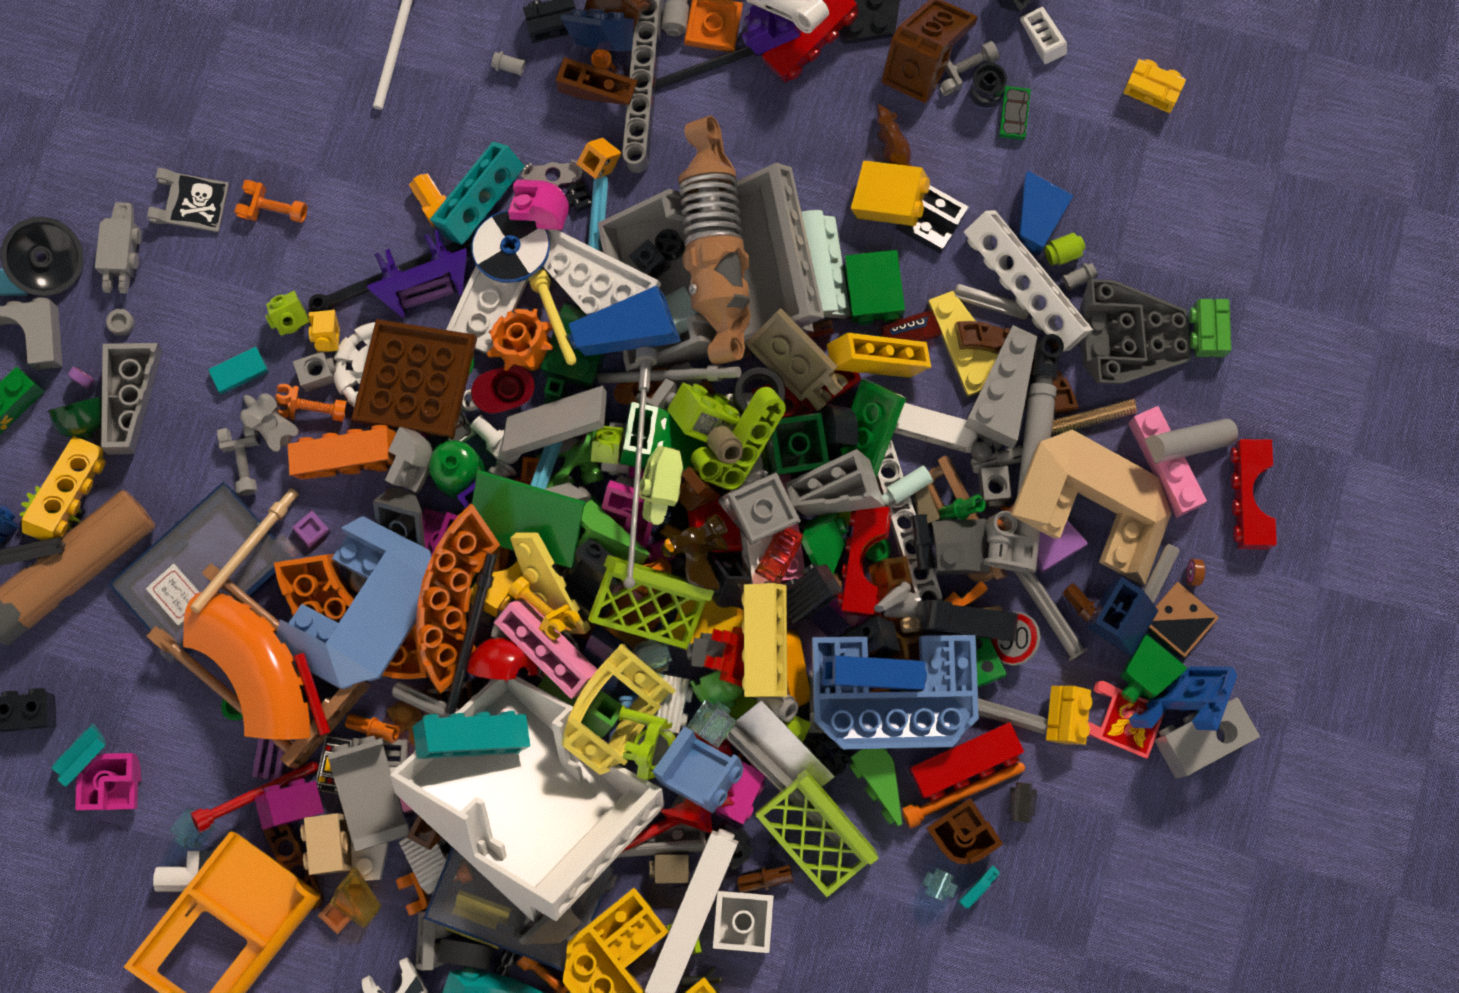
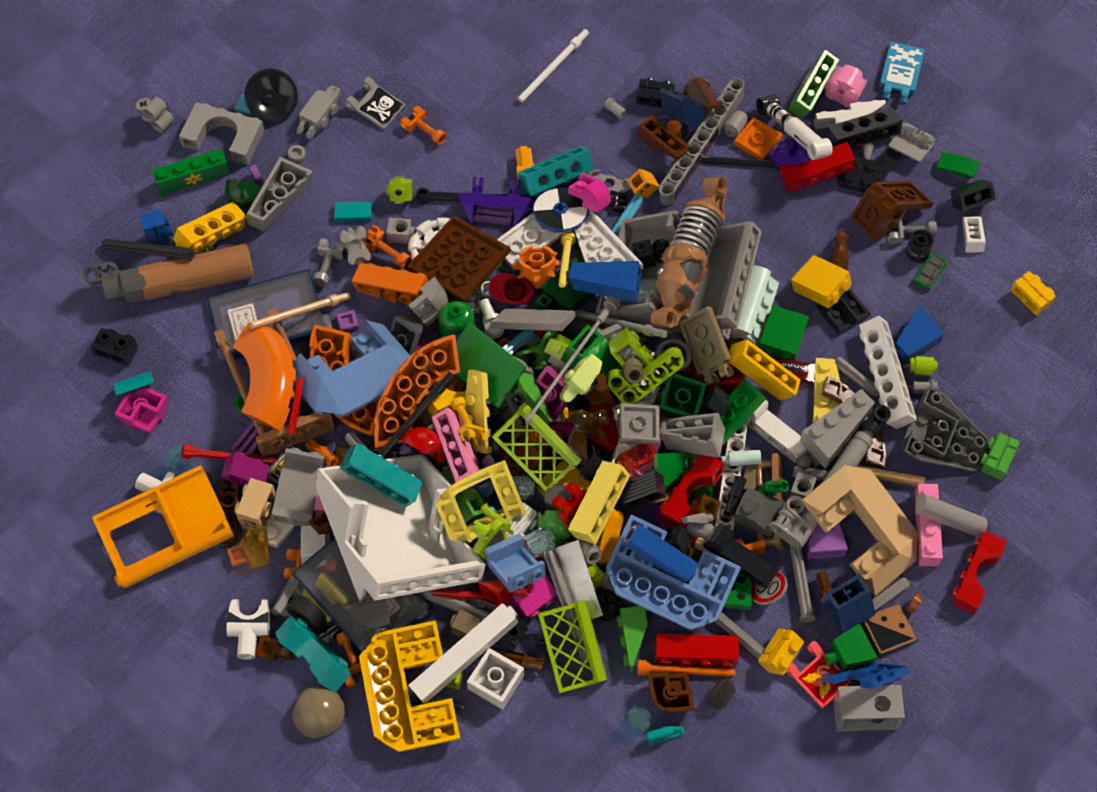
camera: 25 degrees right, 15 degrees down
(324, 330) = (418, 209): yellow brick -> none

